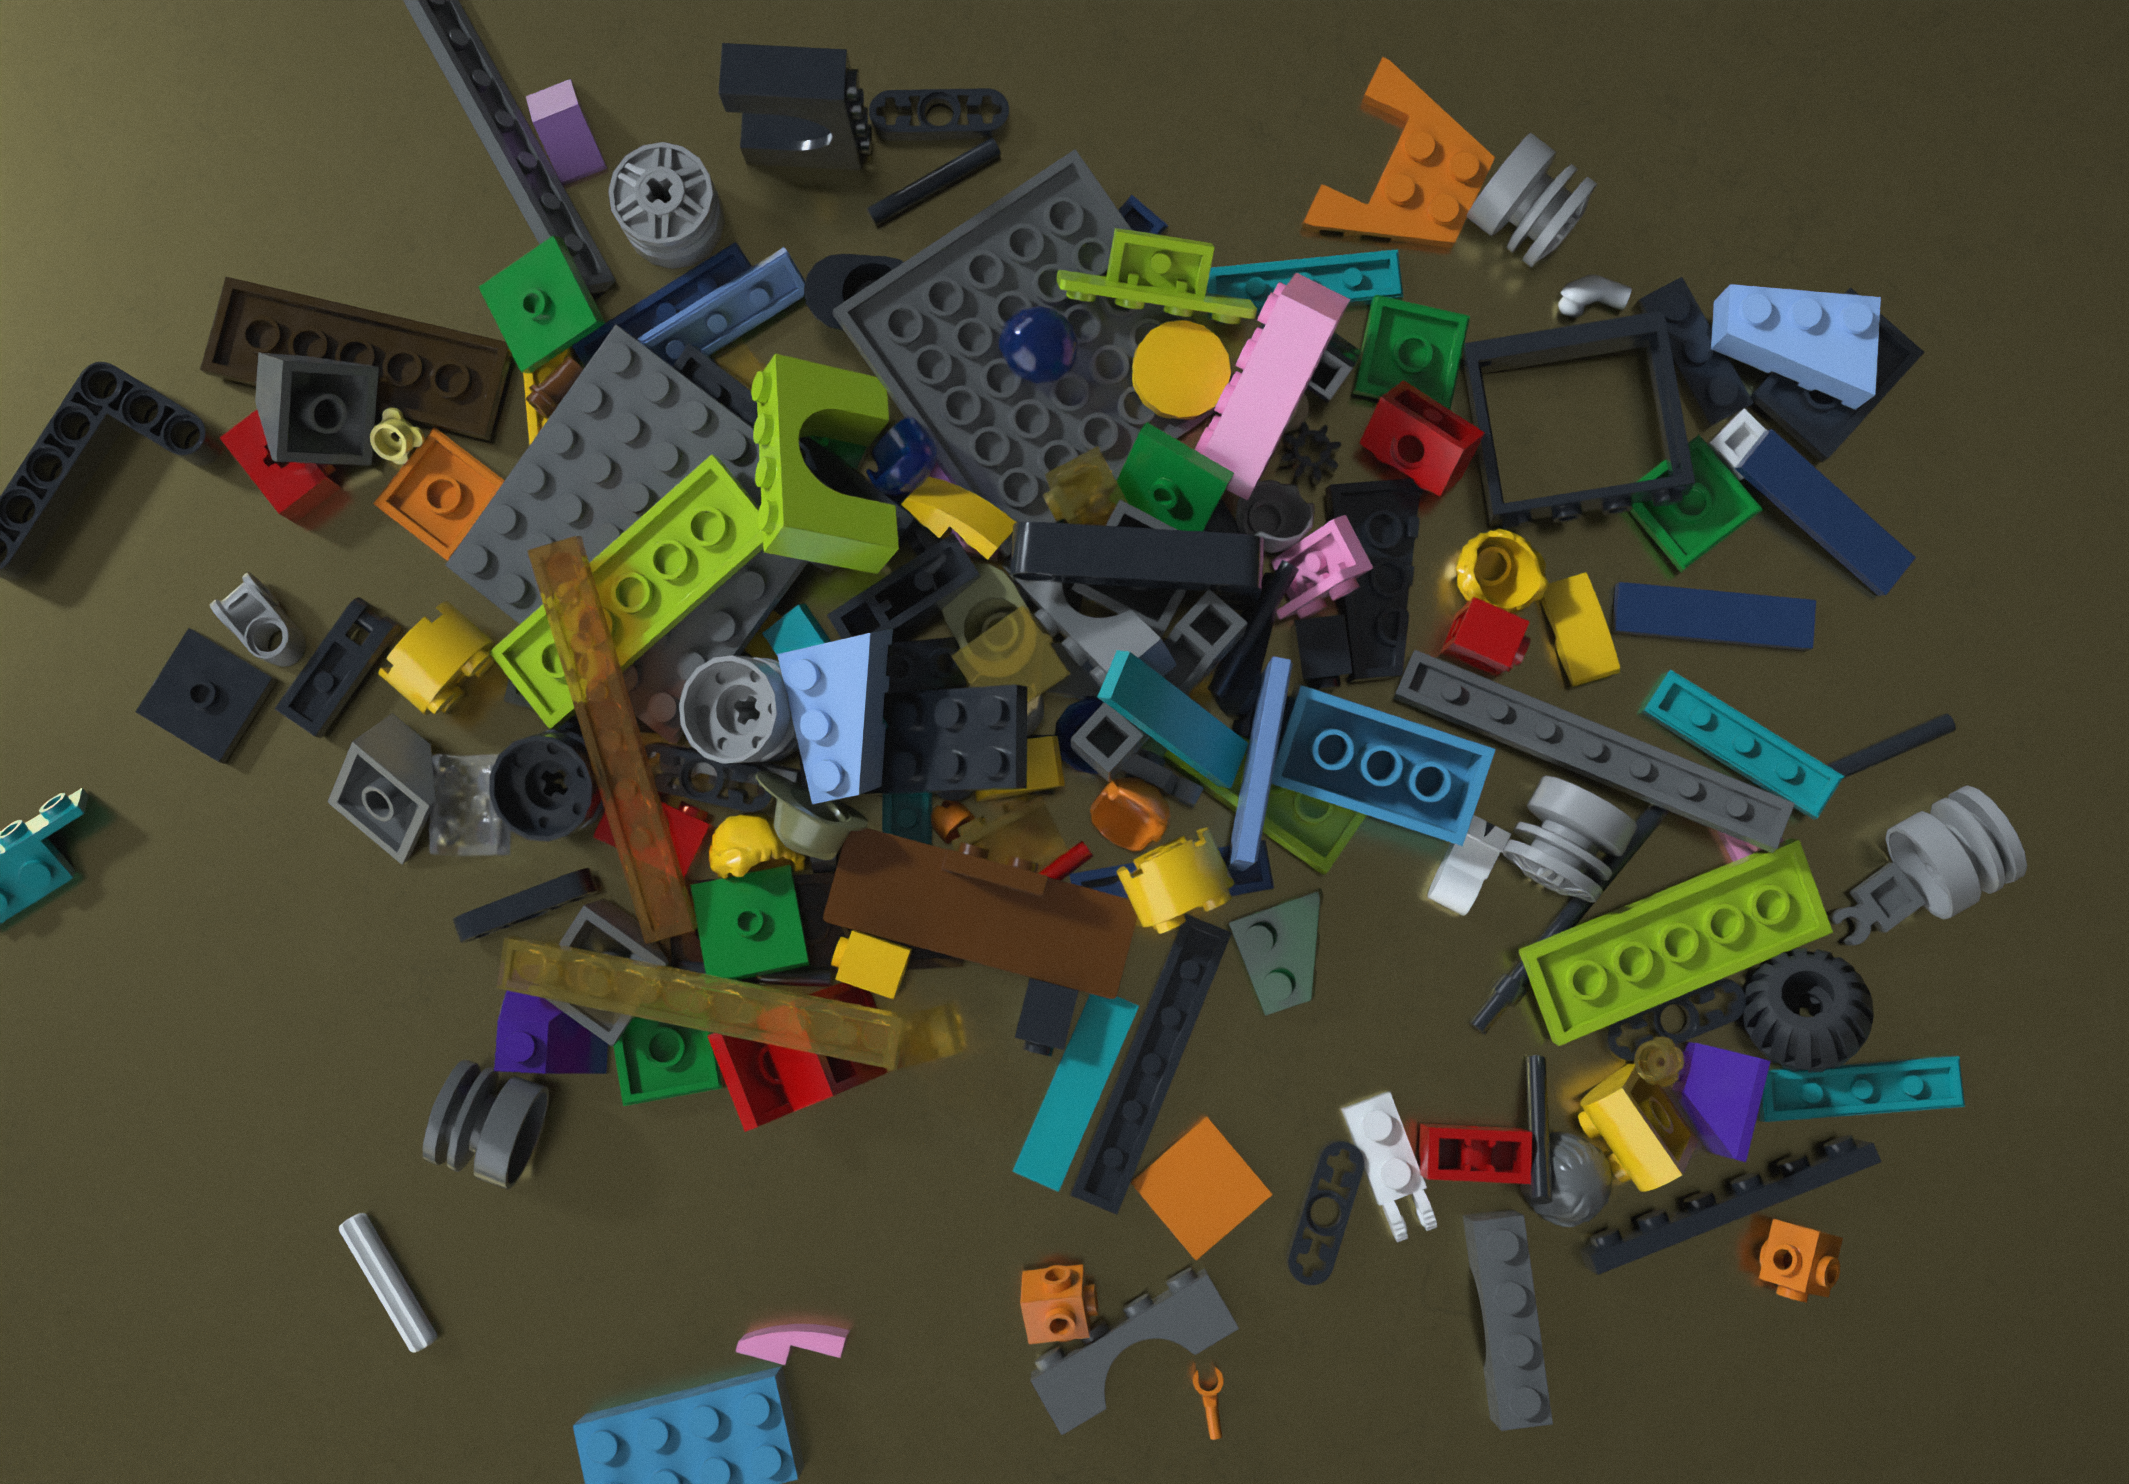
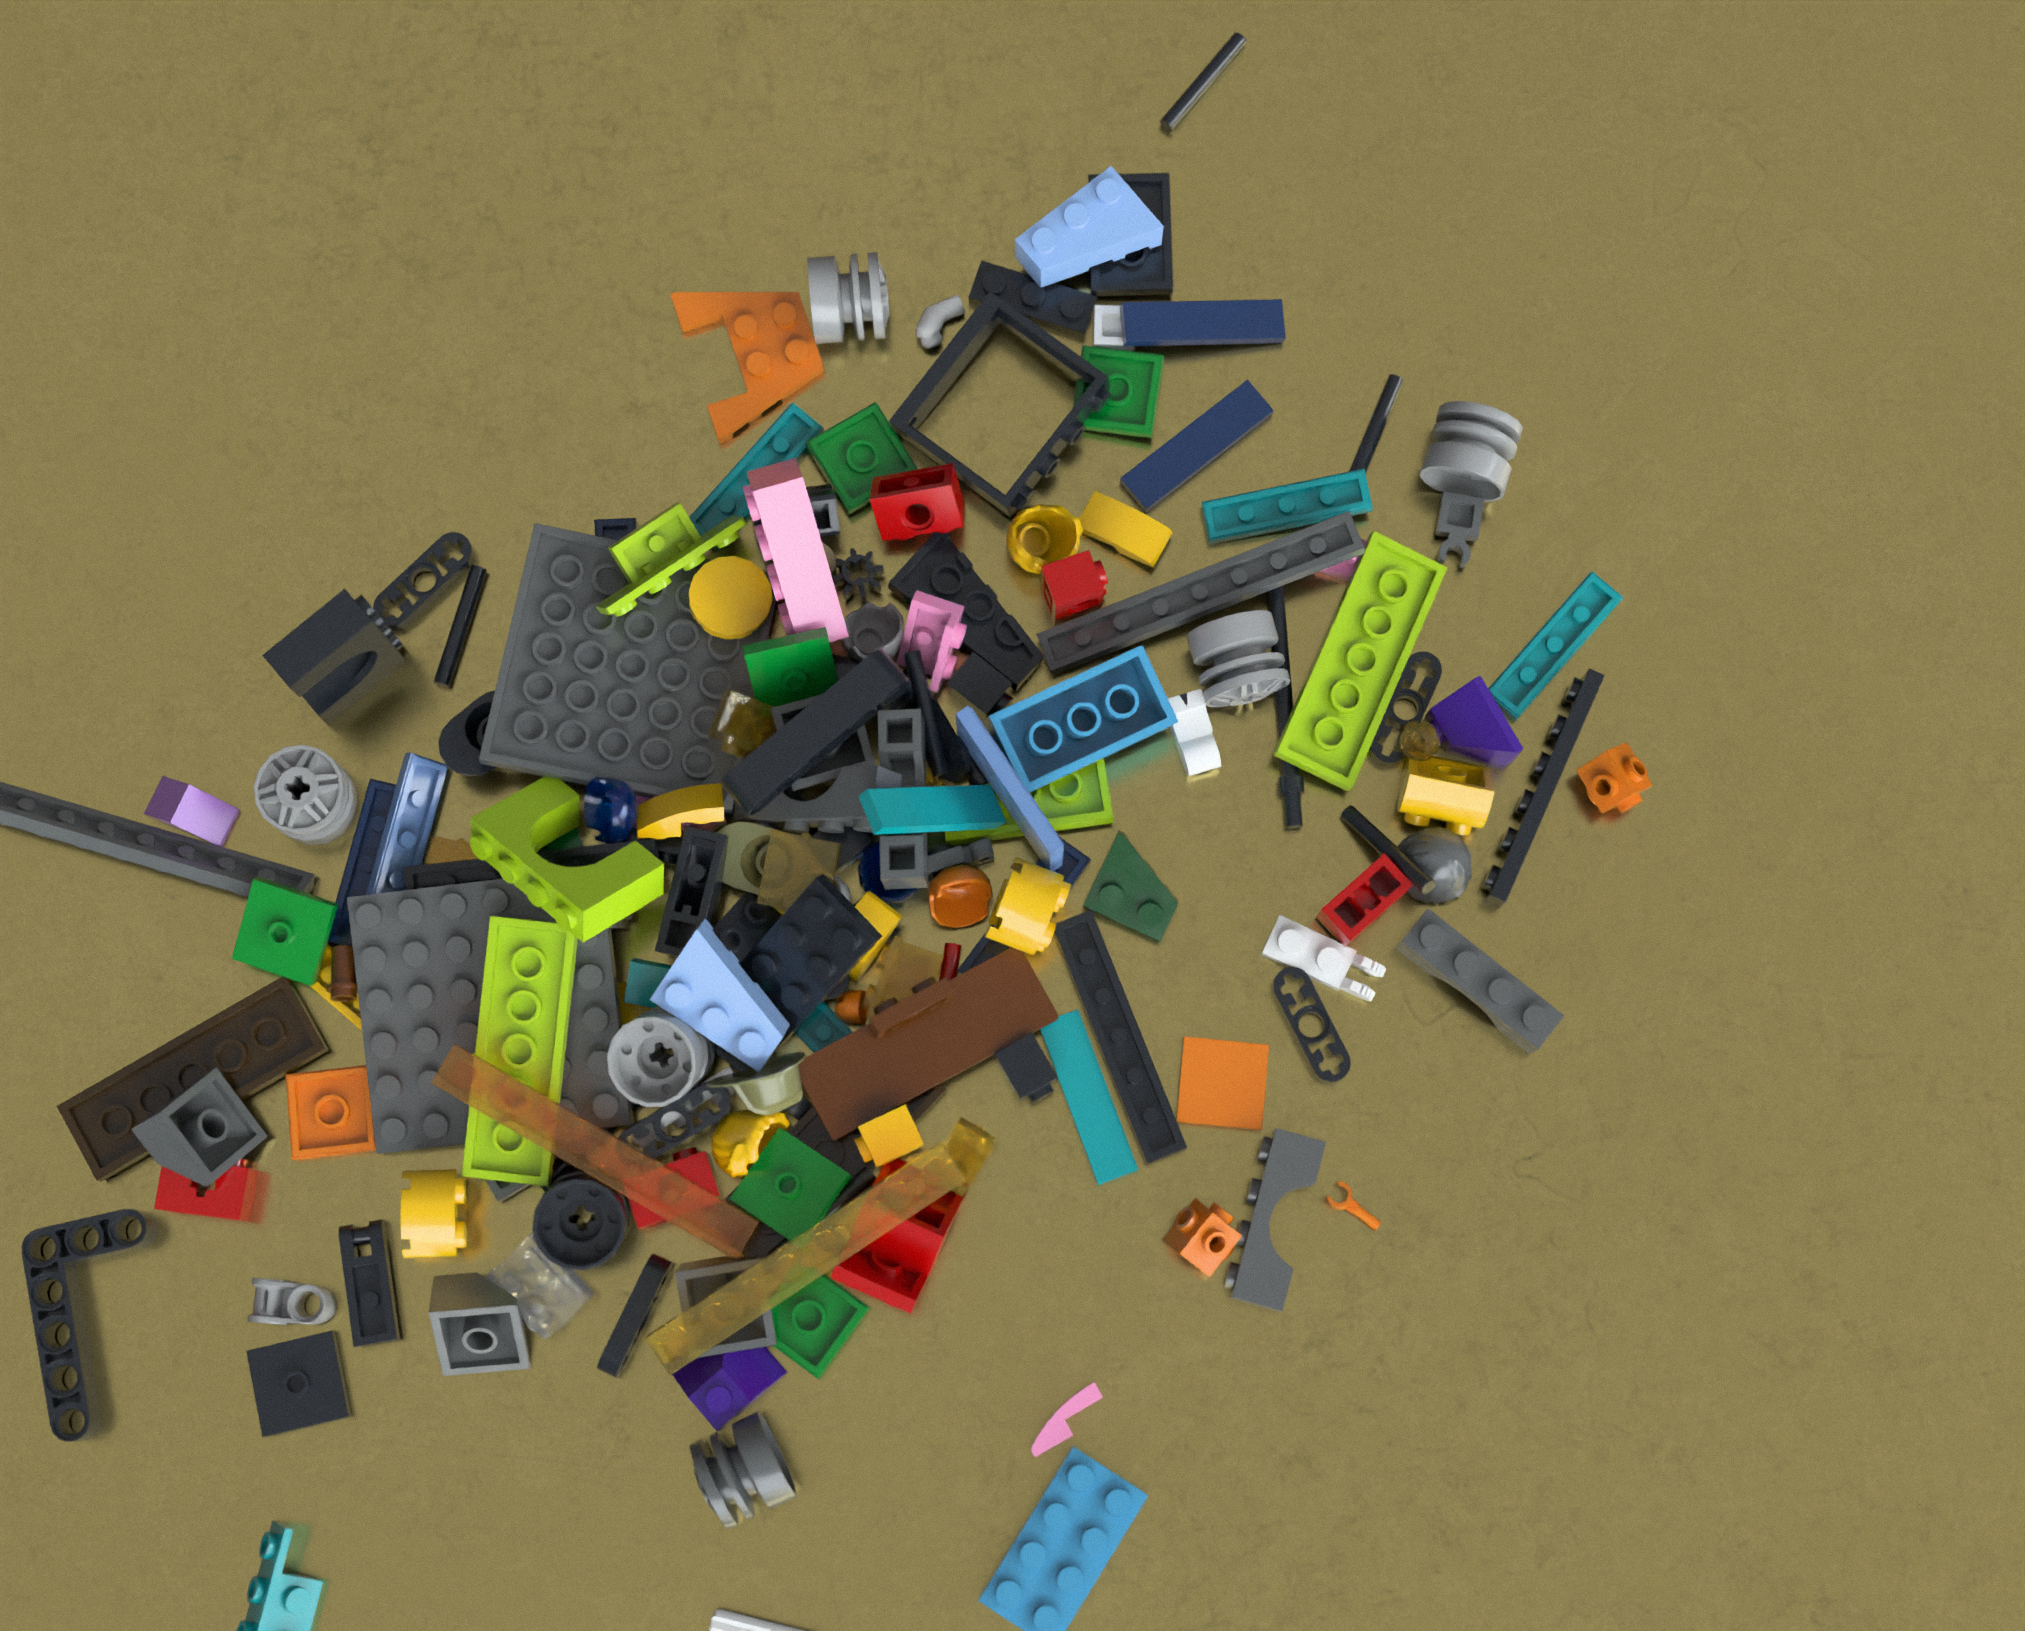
camera: 45 degrees left, 5 degrees down
(386, 443) = (269, 1113): light yellow plate -> none
(1039, 344) = (628, 662): clear blue hair -> none
(1830, 991) = (1470, 605): black wheel -> none
(2033, 298) = (1203, 81): none -> black bar

